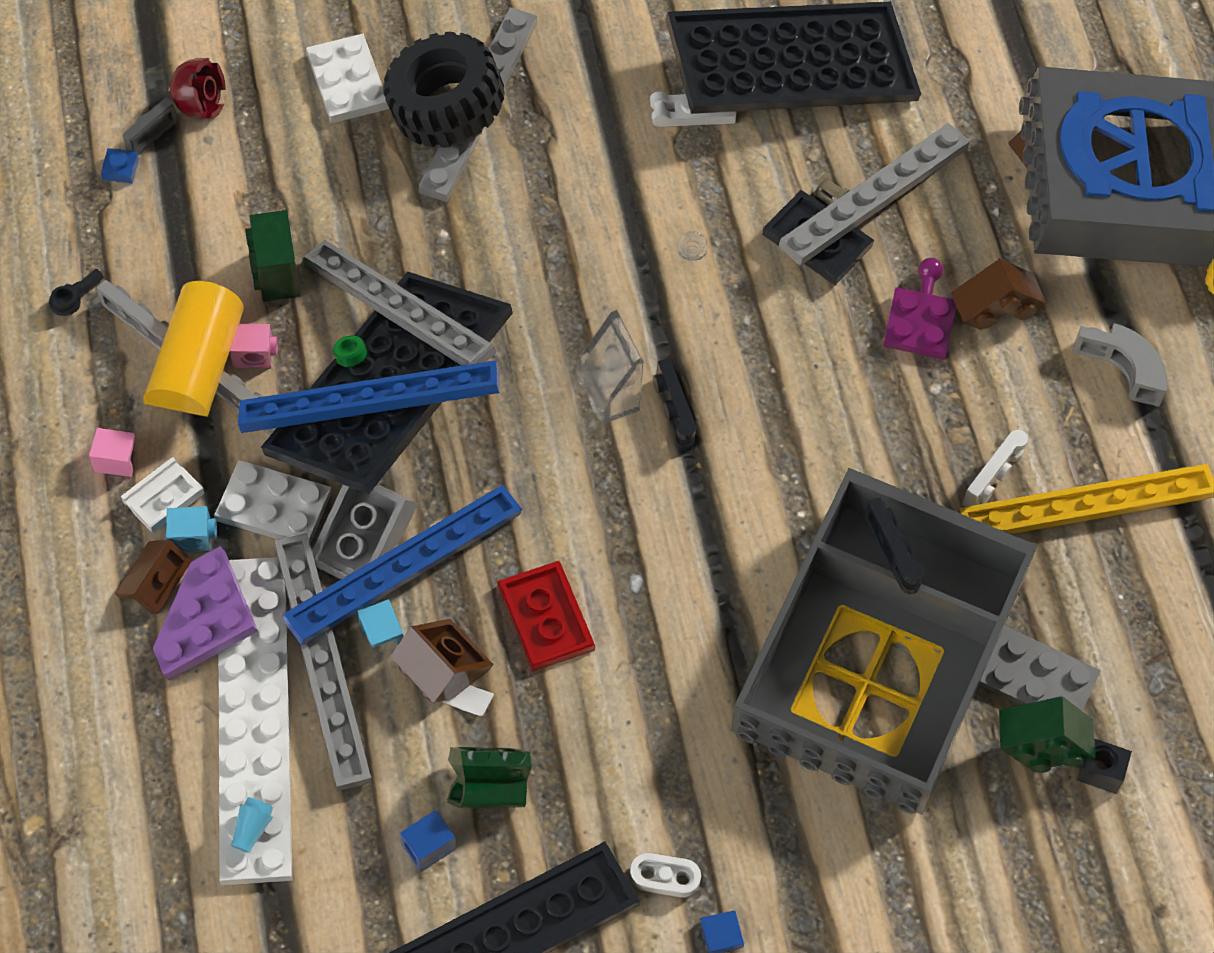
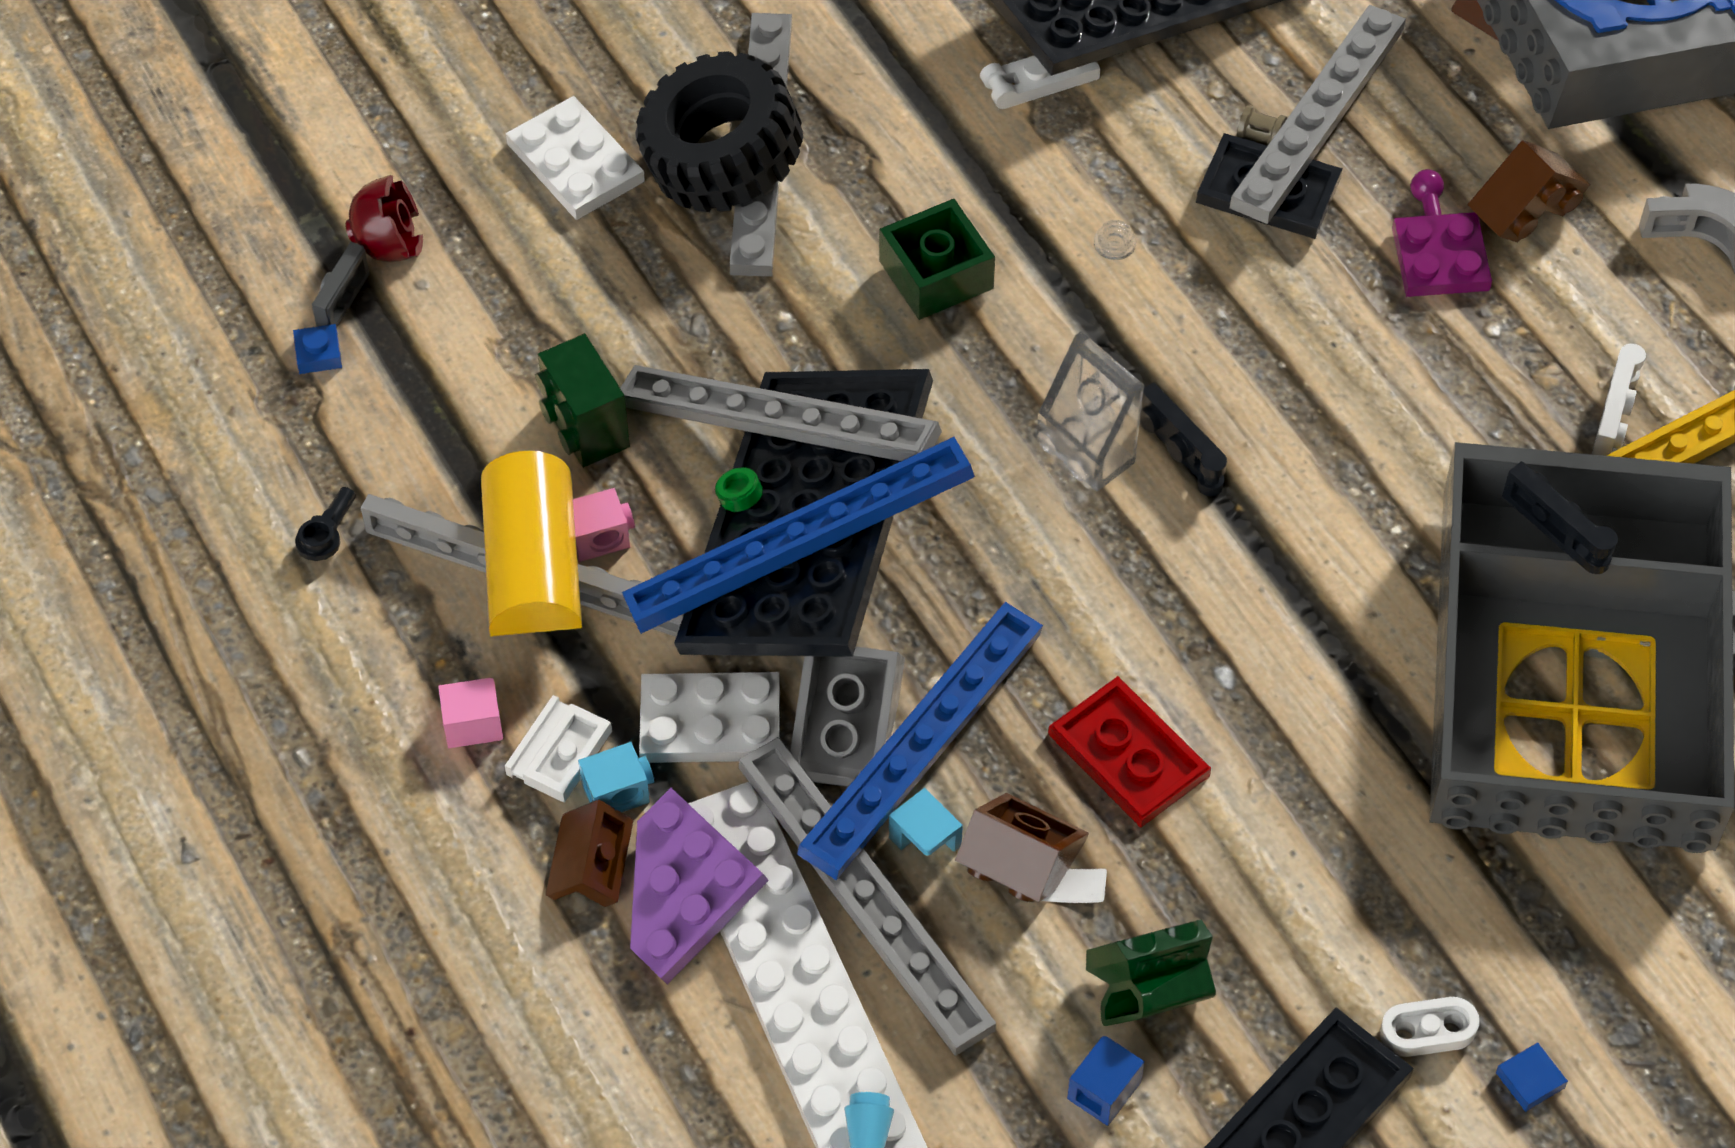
camera: 15 degrees left, 5 degrees down
(558, 224) = (936, 258): none -> dark green brick

